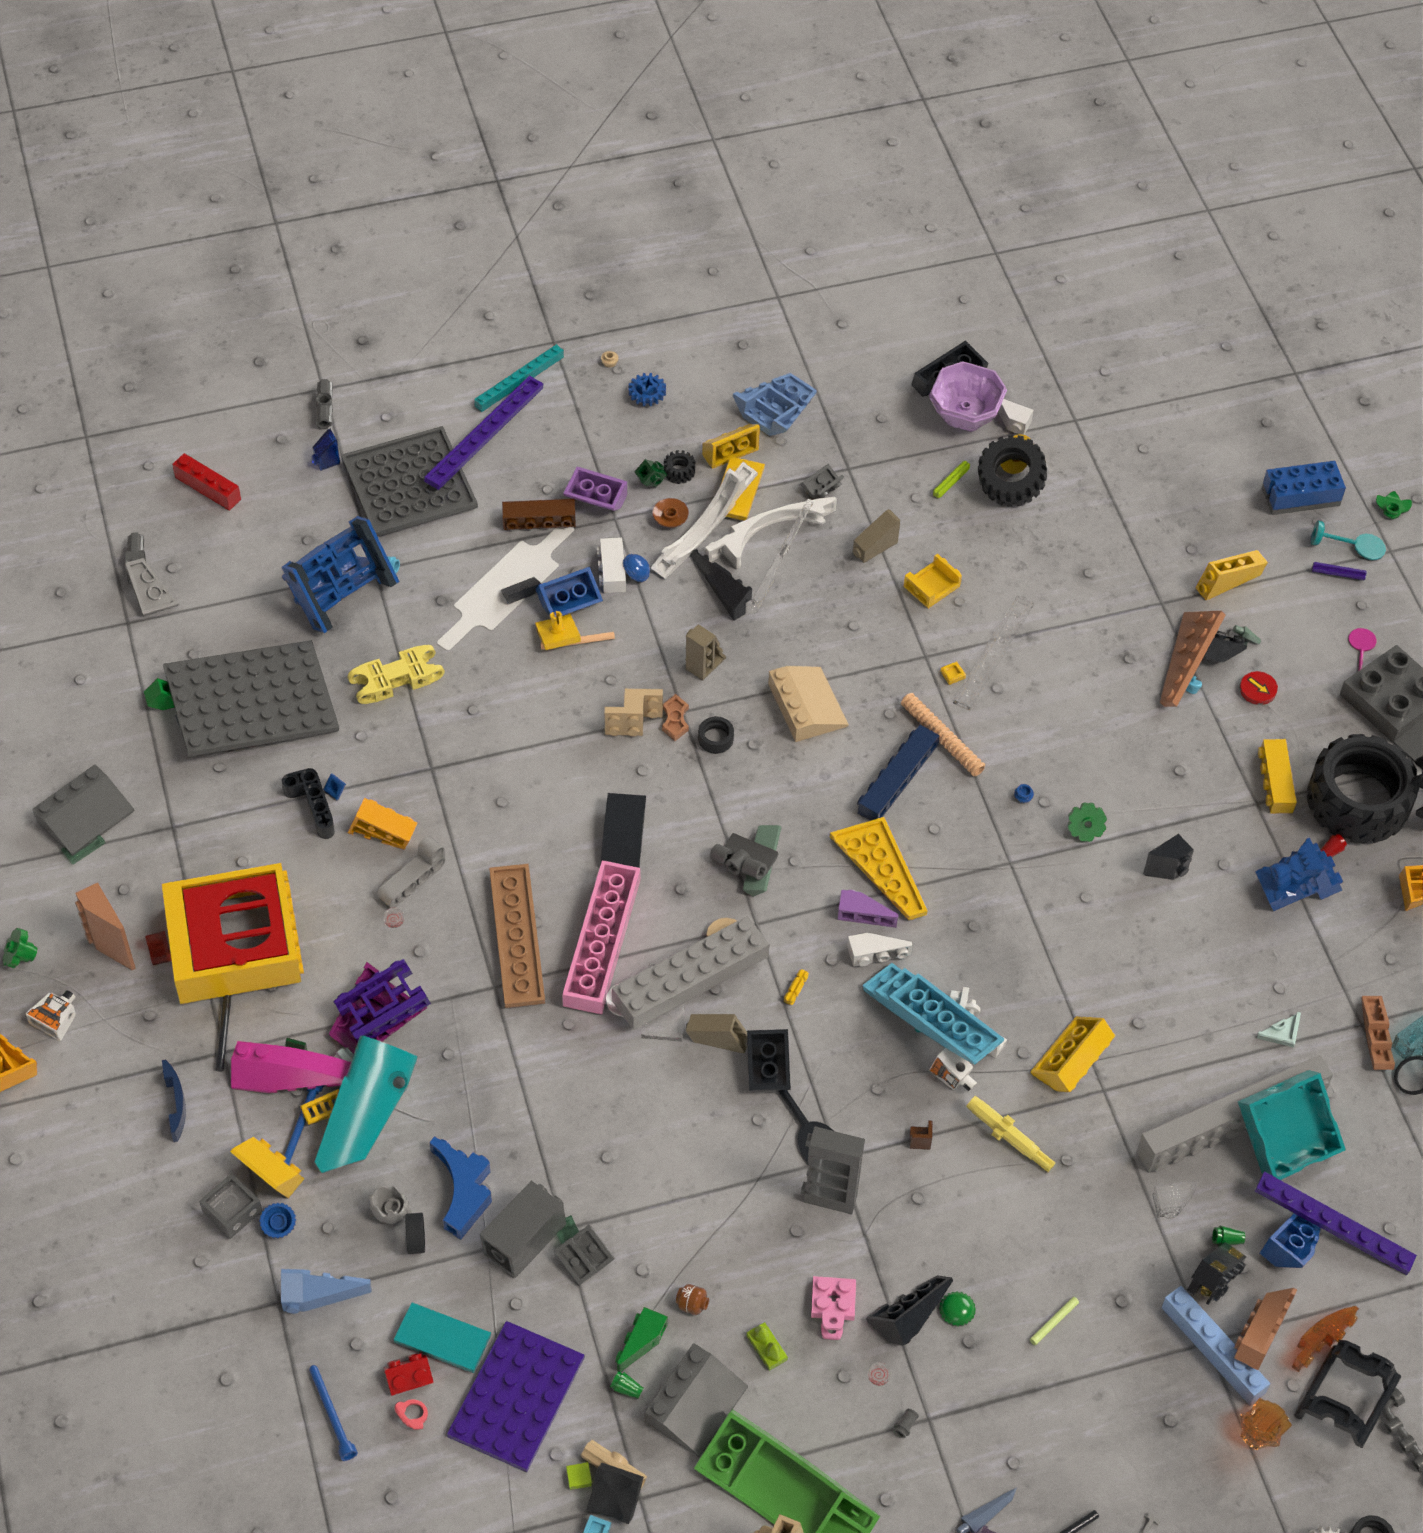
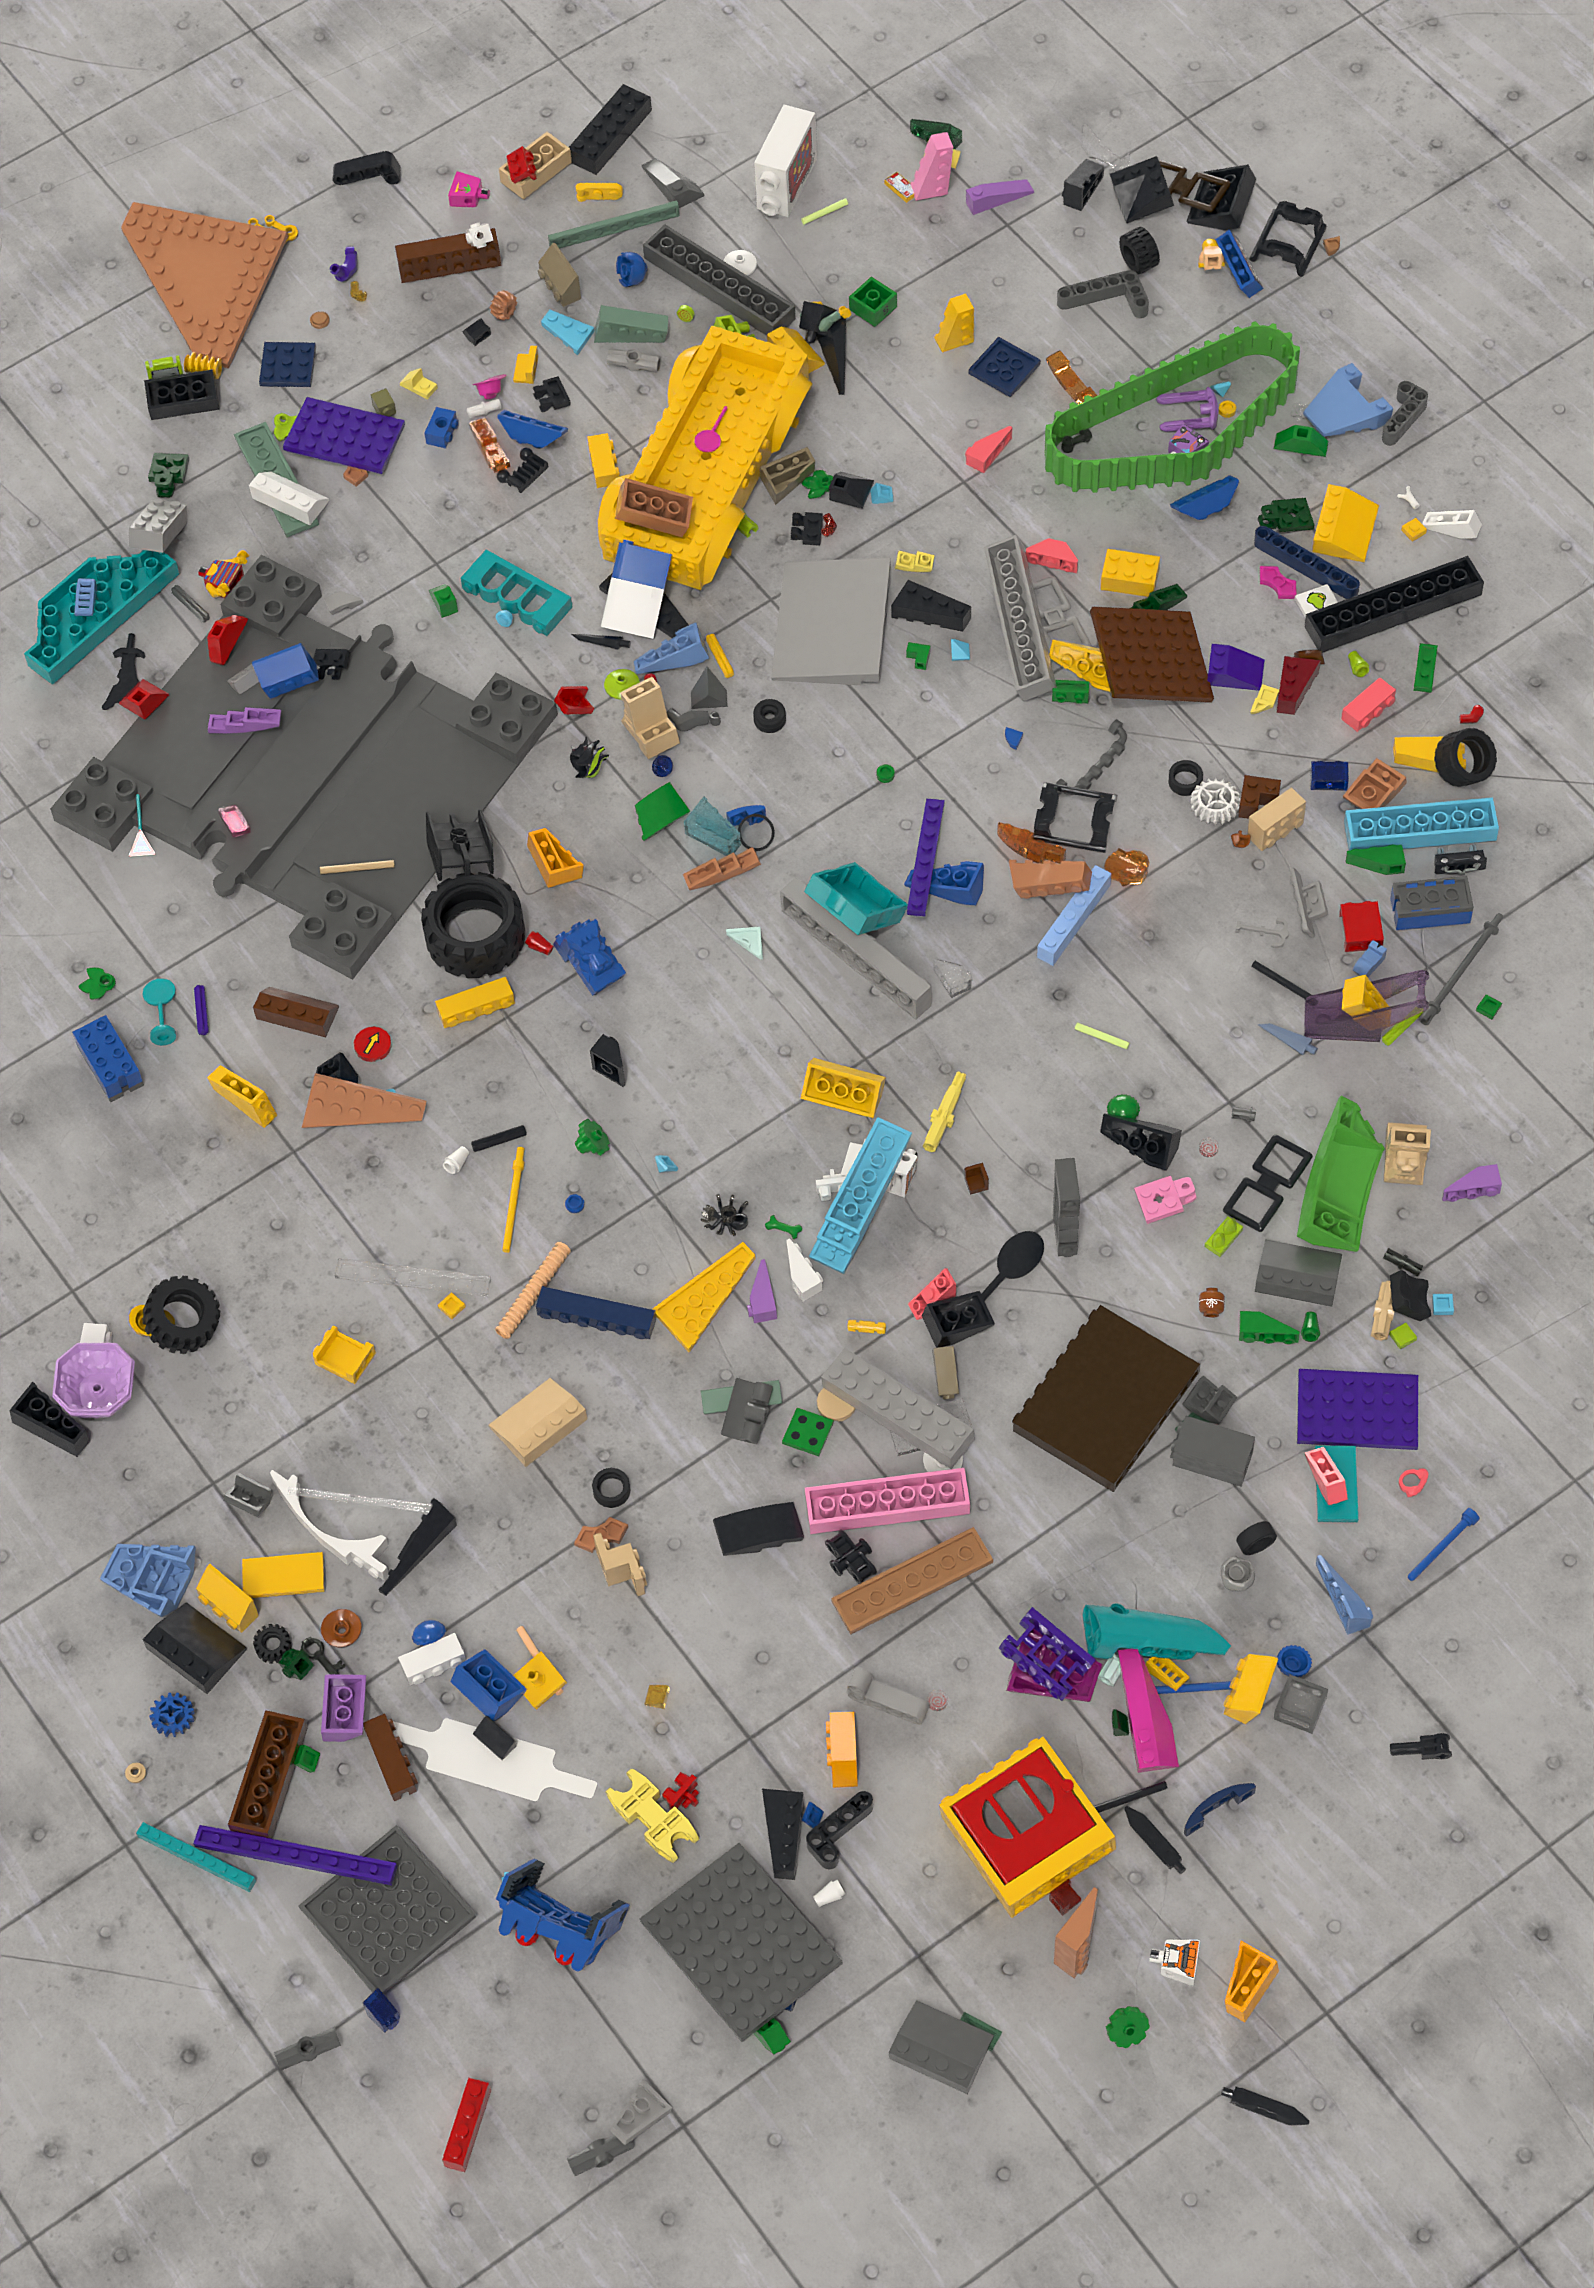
camera: 105 degrees left, 5 degrees up
(135, 1305) = (1428, 1747): none -> black connector
(174, 1041) = (1154, 1839): none -> black piece
(259, 777) = (831, 1892): none -> white cone
(325, 756) = (784, 1823): none -> black wedge
(402, 701) = (683, 1795): none -> red hips
(408, 1374) = (1380, 1498): red bracket -> none
(448, 1321) = (1327, 1476): none -> coral slope
(469, 1195) = (1197, 1514): blue arch -> none
(502, 712) = (657, 1696): none -> clear yellow slope
(561, 431) = (268, 1775): none -> reddish brown brick
(562, 893) = (850, 1557): none -> black axle
(565, 462) = (307, 1758): none -> green plate
(630, 1164) = (1106, 1397): none -> dark brown panel
(650, 496) = (319, 1655): none -> pearl dark grey piece
(663, 1511) = (1403, 1262): none -> pearl dark grey pin
(700, 416) = (194, 1647): none -> black slope
(702, 652) = (523, 1524): dark tan wedge -> none
(706, 903) = (807, 1432): none -> green tile
(724, 500) = (316, 1574): white slope -> none
(801, 1049) = (939, 1289): none -> coral slope
(813, 1414) = (1267, 1183): none -> black bar
(877, 537) = (308, 1418): dark tan slope -> none
(927, 961) = (792, 1230): none -> green piece
(951, 479) = (198, 1379): lime axle -> none
(960, 907) = (728, 1216): none -> animal
(1040, 877) = (665, 1164): none -> medium azure slope
(1082, 761) = (518, 1166): none -> yellow bar
(1105, 715) = (455, 1160): none -> white cone
(1118, 755) = (498, 1138): none -> black axle
(1216, 1272) = (1016, 921): black piece -> none
(1224, 1234) = (970, 932): green cone -> none
(1247, 633) = (310, 1068): sand green bar -> none
(1315, 637) = (295, 1011): none -> reddish brown slope
(1362, 640) = (281, 974): dark pink piece -> none

